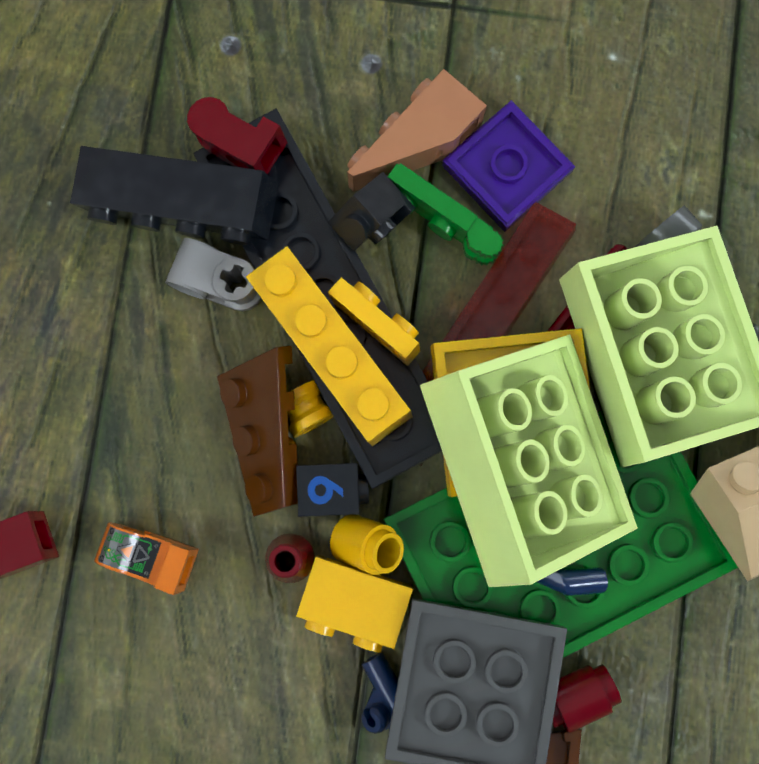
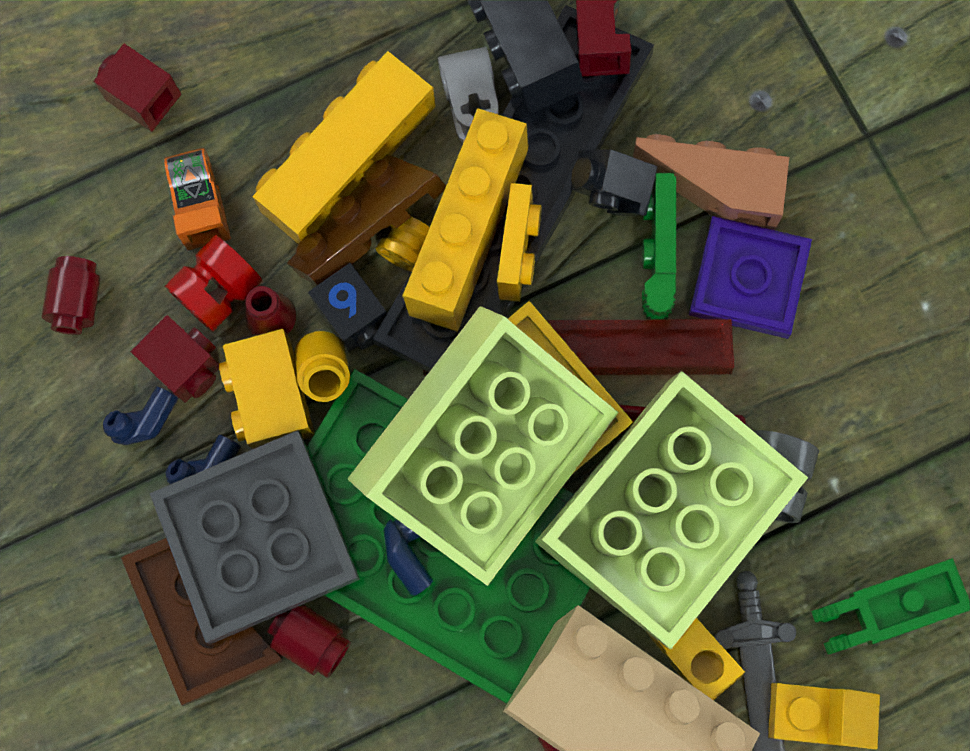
camera: 65 degrees right, 5 degrees down
(160, 716) = (71, 295): none -> dark red brick
(189, 406) = (354, 135): none -> yellow brick
(236, 609) = (226, 269): none -> red wheel
(278, 659) = (178, 358): none -> dark red brick
(310, 722) = (142, 424): none -> dark blue arm

